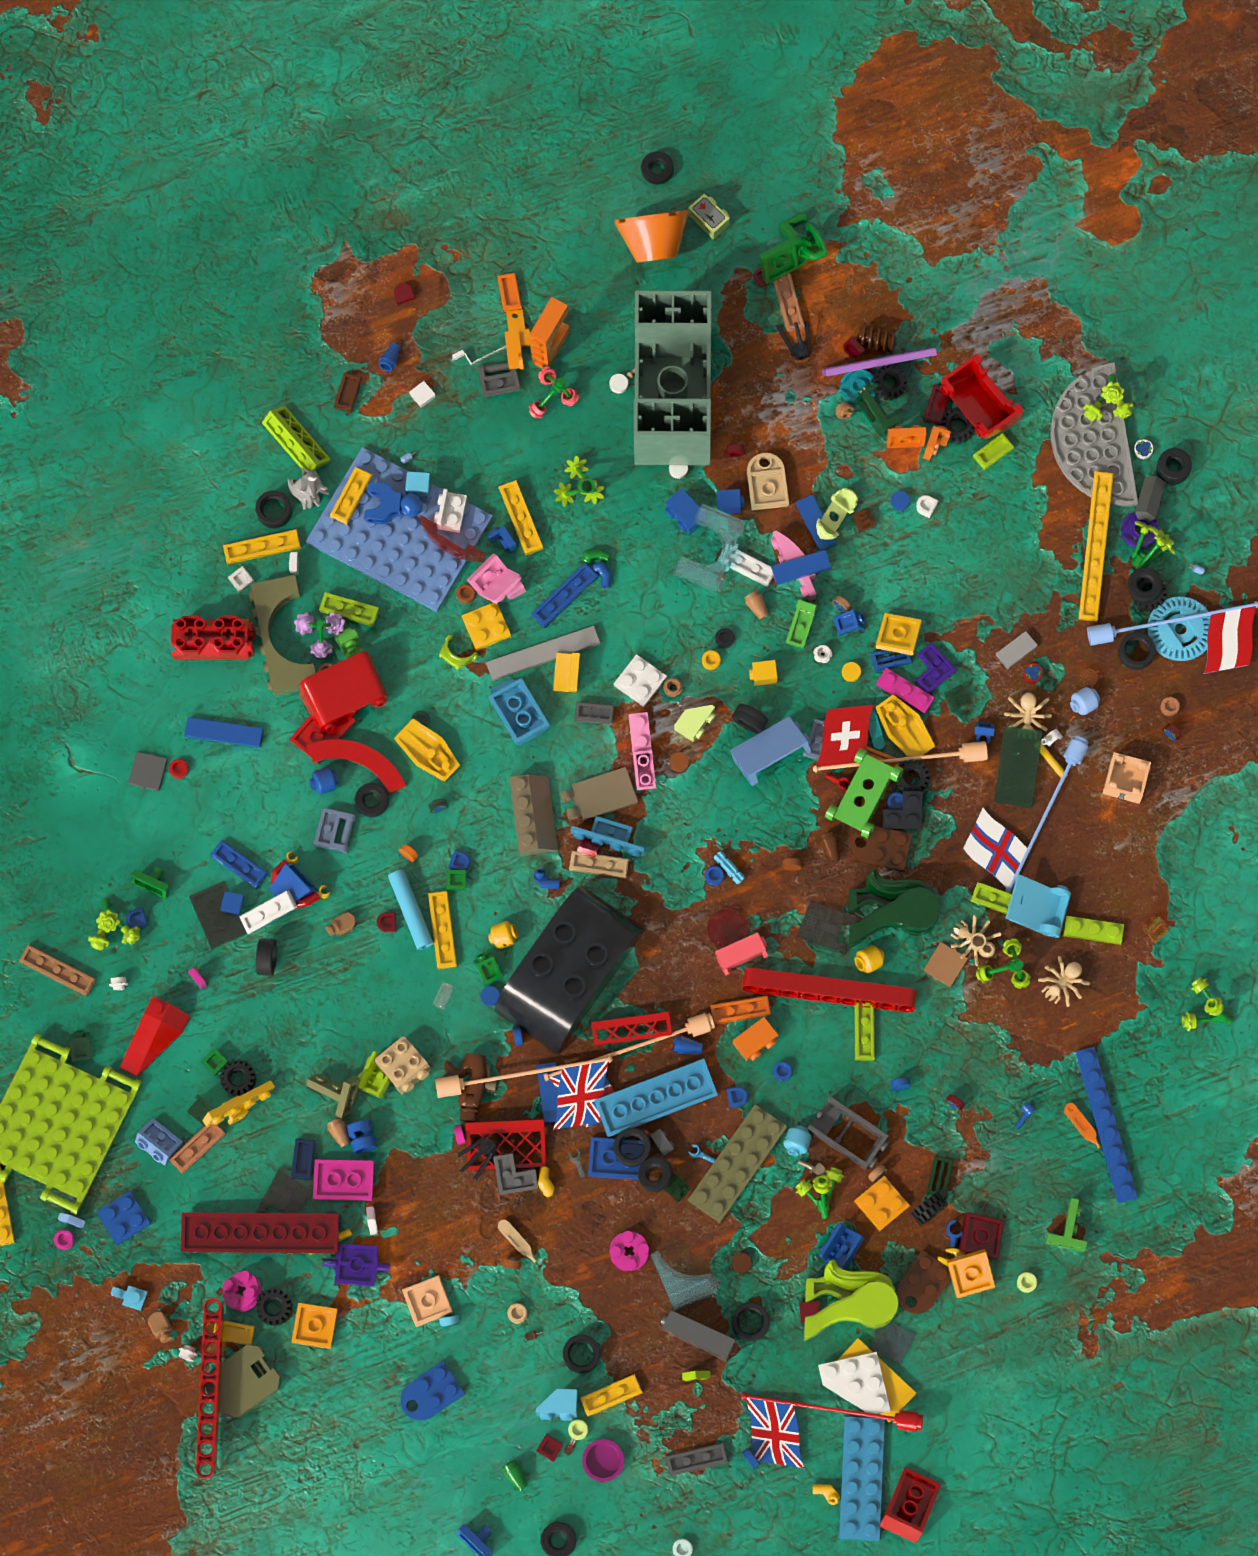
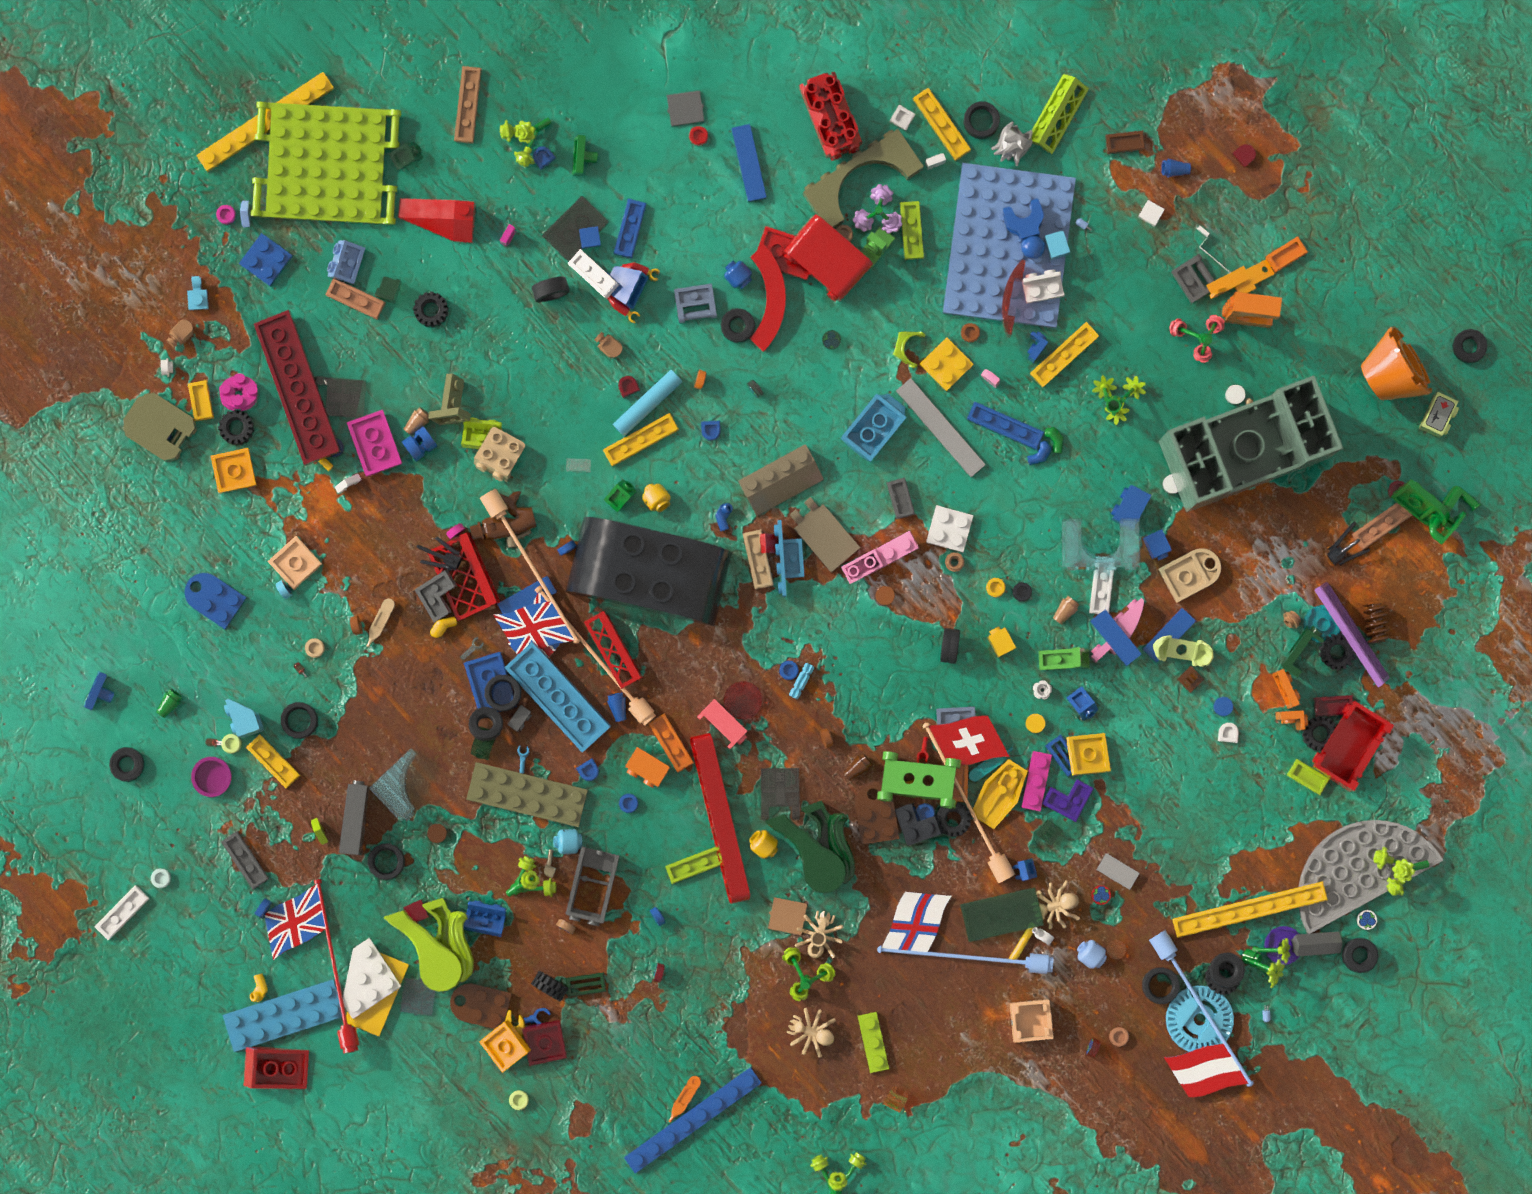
camera: 65 degrees right, 10 degrees up
(118, 983) = (476, 165): white plate -> none
(205, 1379) = (129, 400): red beam -> none
(214, 1062) = (437, 282): green plate -> none
(238, 1106) = (403, 320): yellow plate -> none
(303, 1159) = (380, 398): dark blue tile -> none
(351, 495) = (1022, 187): yellow tile -> none
(356, 1265) = (302, 486): dark purple plate -> none
(427, 750) = (804, 357): yellow piece -> none
(456, 880) = (691, 433): green plate -> none
(489, 996) = (595, 508): blue tile -> none
(494, 579) = (992, 354): bright pink bracket -> none
(549, 1447) = (205, 724): dark red tile -> none
(566, 672) = (929, 457): yellow panel -> none
(629, 1239) = (414, 736): dark pink plate -> none
(693, 721) = (928, 594): yellowish green slope -> none
(734, 451) = (1210, 531): dark red tile -> none
(769, 748) = (928, 675): medium blue panel -> none
(841, 604) = (1097, 689): medium nougat tile -> none
(853, 347) = (1358, 604): dark red tile -> none
(881, 1203) = (540, 940): light orange plate -> none
(991, 898) = (866, 946): lime plate -> none
(1028, 1110) = (678, 1043): blue hand -> none
(1038, 906) = (874, 982): medium azure door -> none
(1070, 1230) = (580, 1122): bright green bracket -> none

